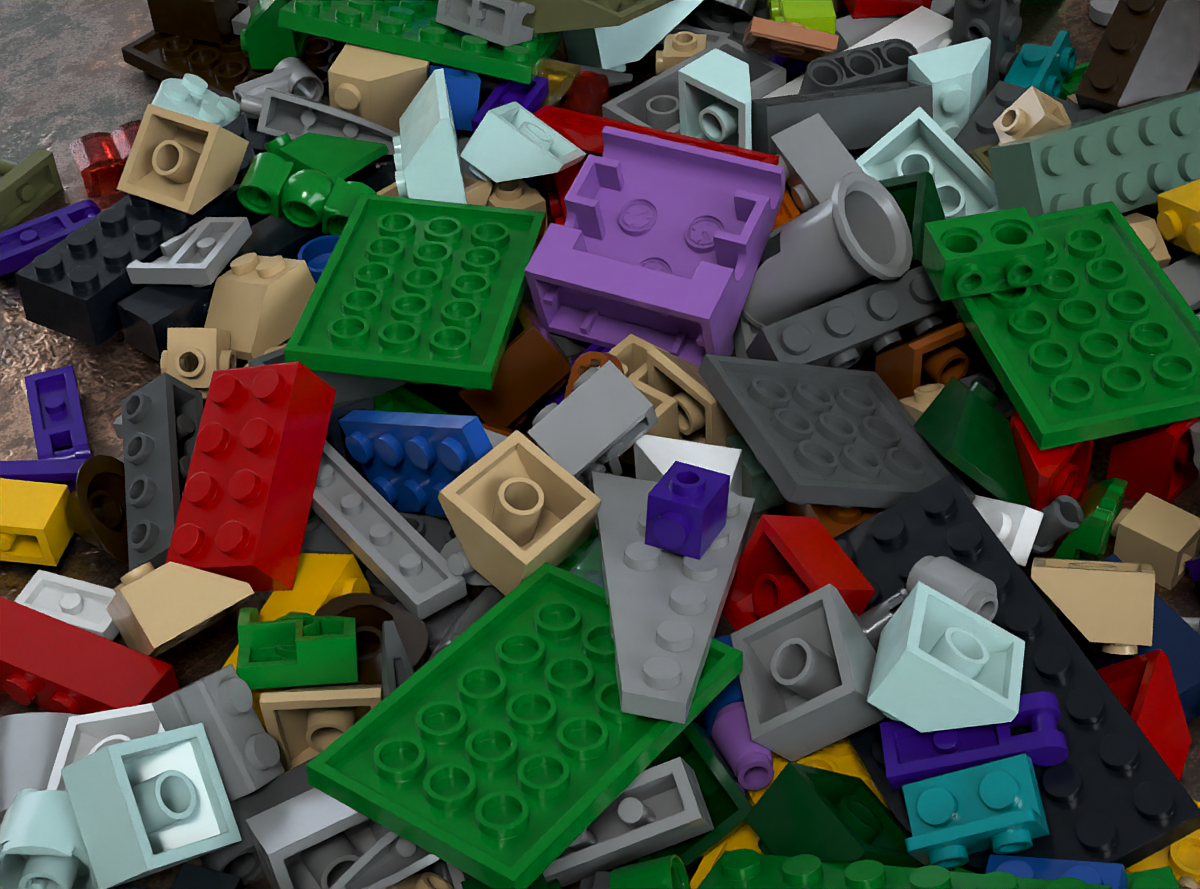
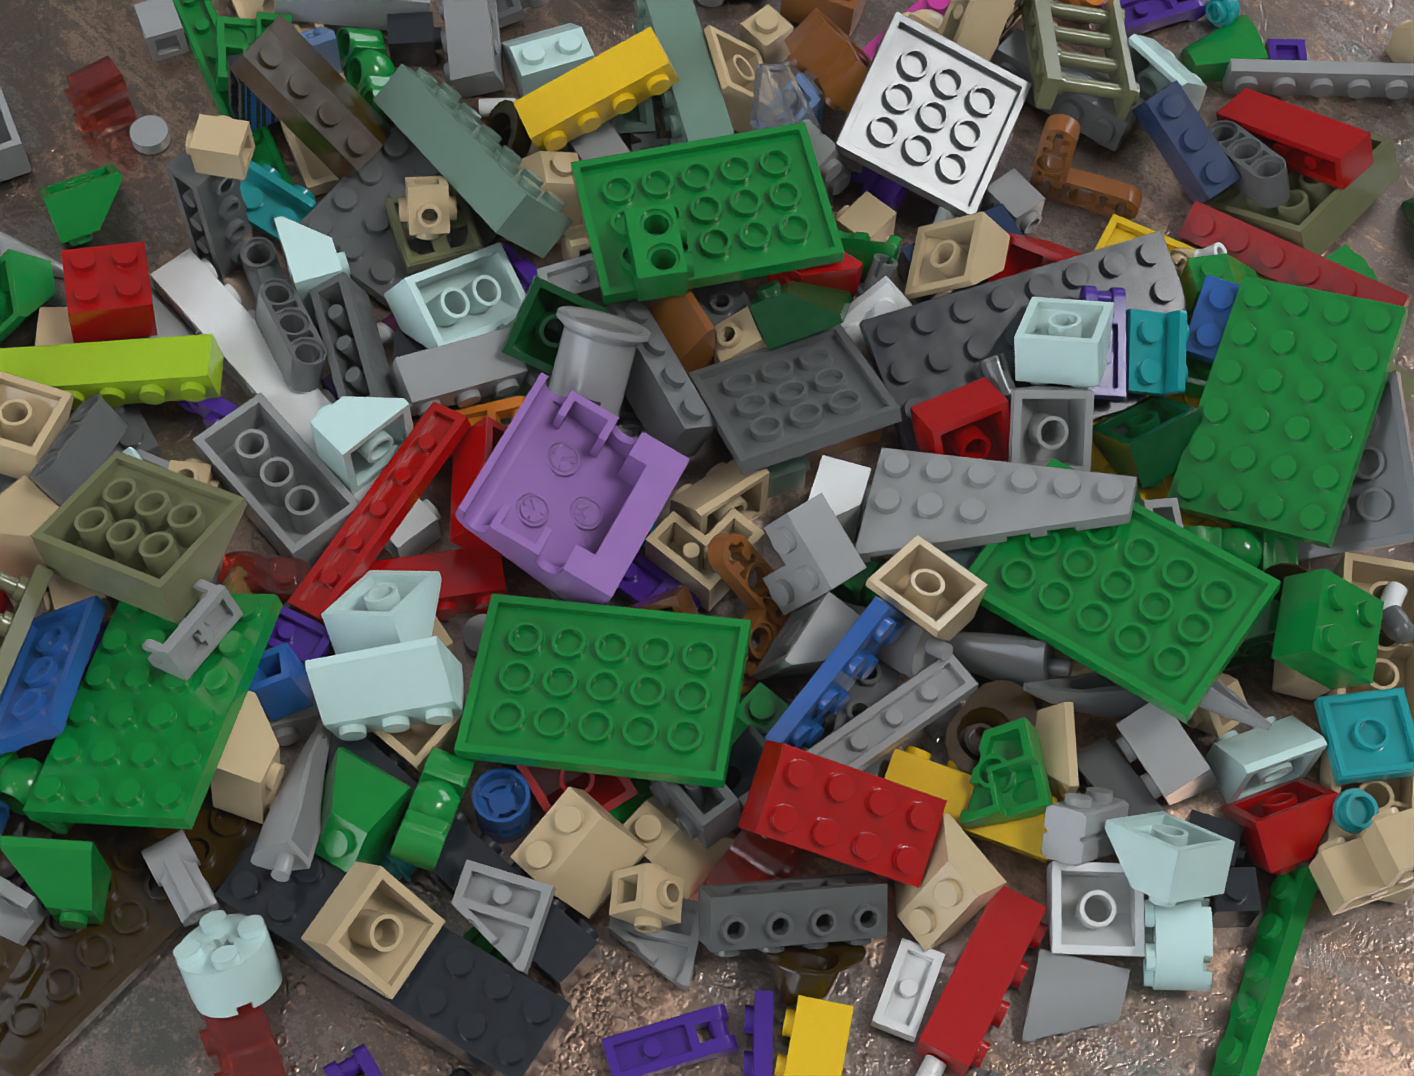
camera: 95 degrees left, 20 degrees up
(687, 509) = (946, 471): dark purple brick -> none
(788, 40) = (248, 376): nougat plate -> none
(956, 583) = (991, 330): light grey brick -> none

